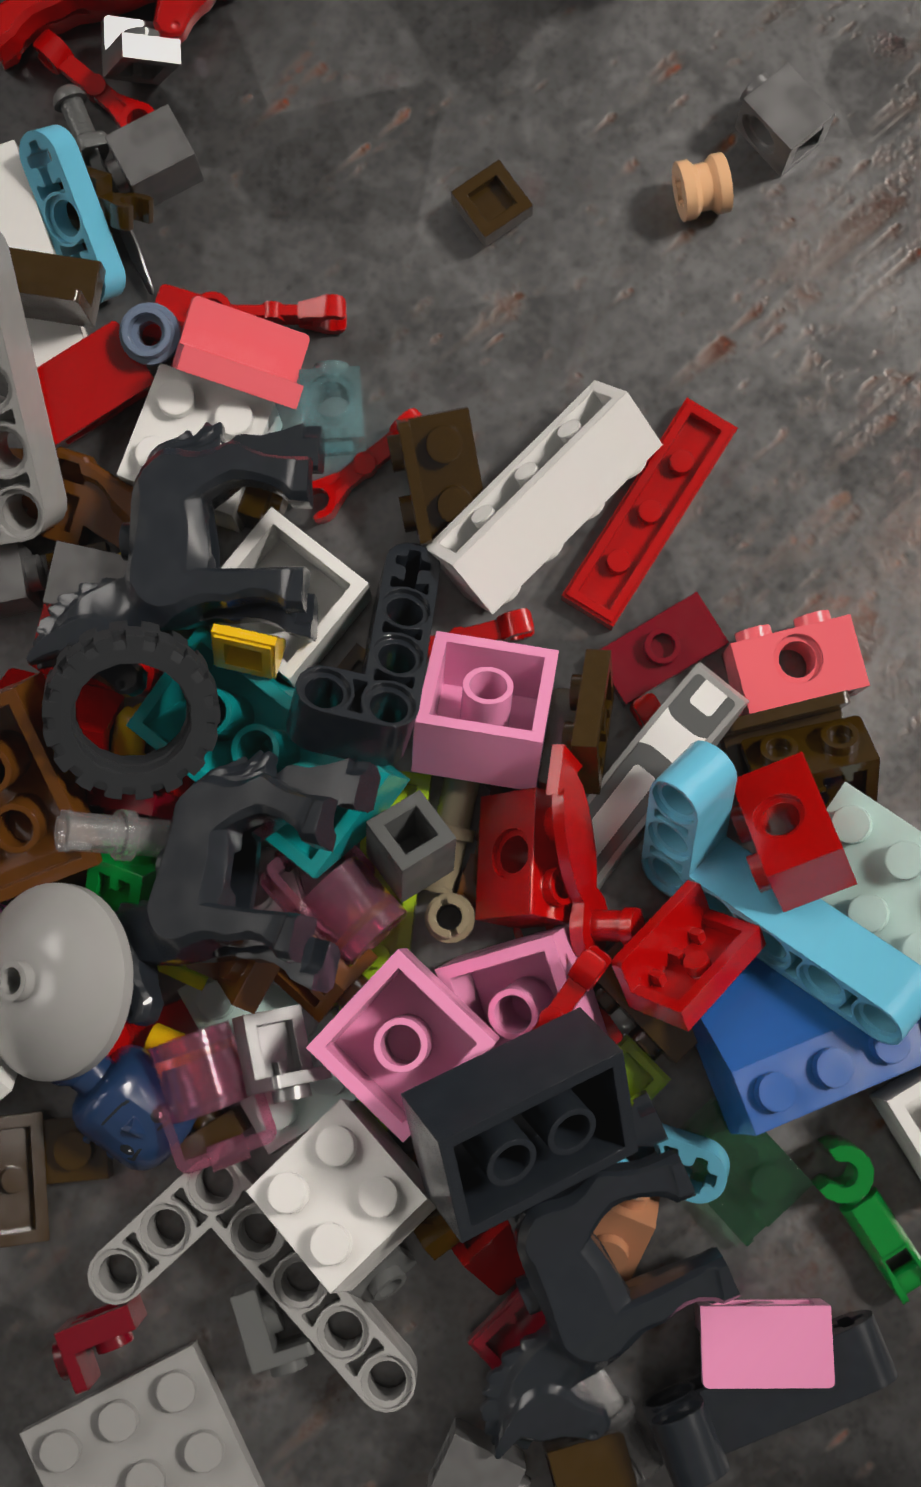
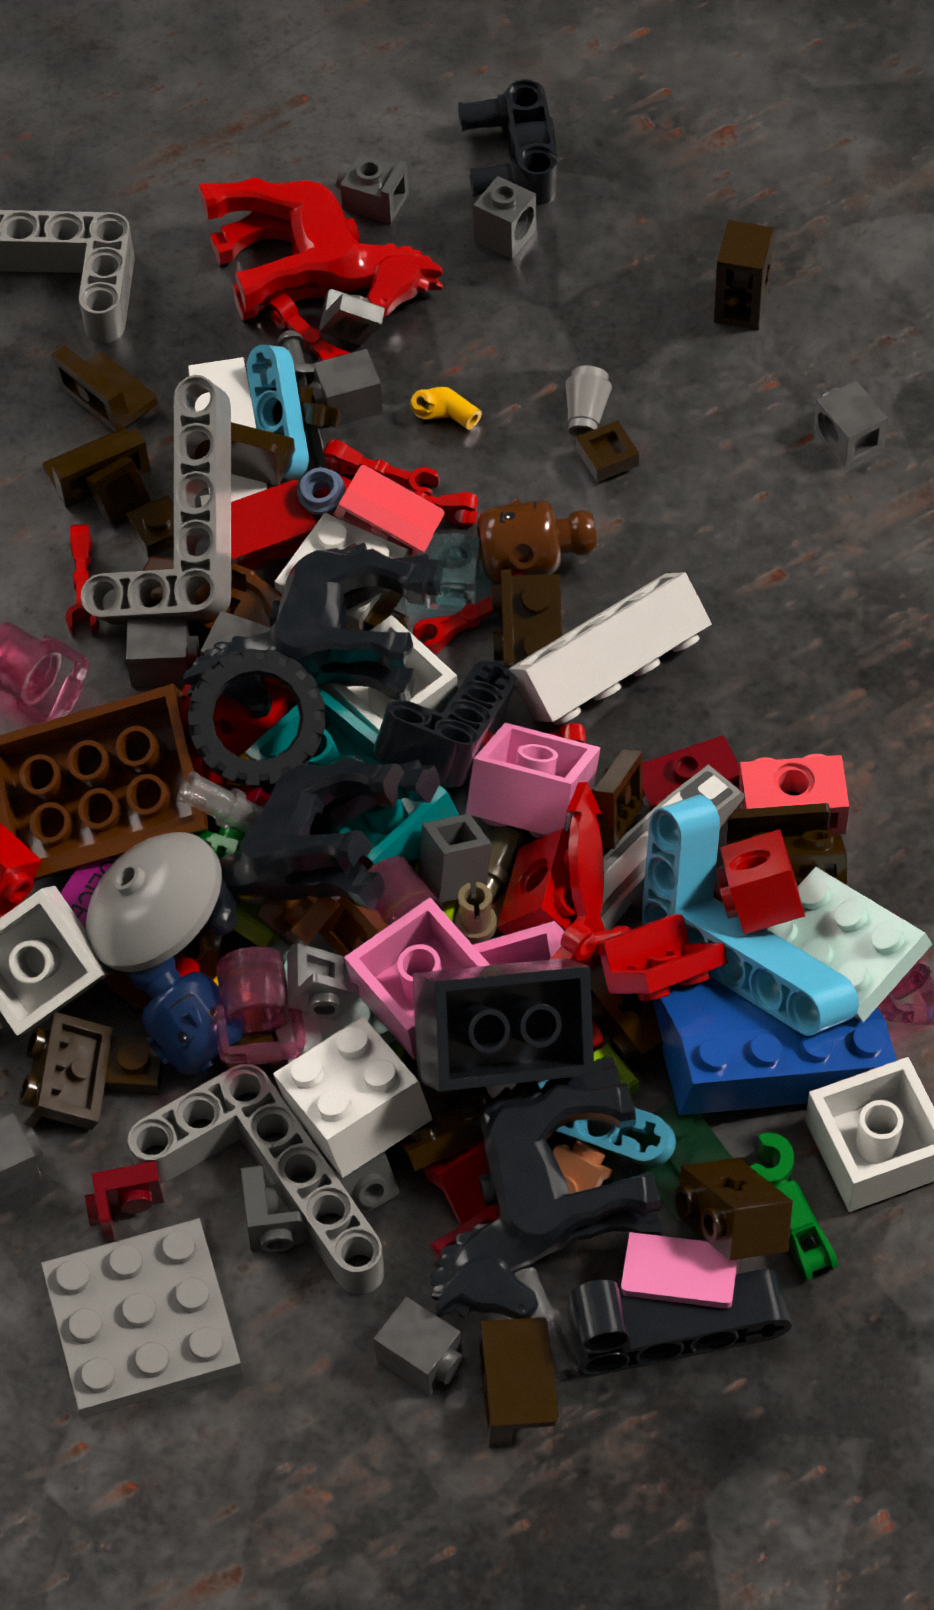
camera: 10 degrees right, 25 degrees down
(171, 263) = (347, 460): none -> red piece
(247, 650) = (354, 694): yellow slope -> none
(277, 161) = (444, 403): none -> yellow arm
(420, 358) = (531, 538): none -> reddish brown piece
(454, 131) = (586, 398): none -> light grey cone
(648, 514) = (694, 680): red tile -> none
(702, 186) = (777, 459): light nougat wheel -> none
(818, 1263) = (734, 1208): none -> dark brown brick

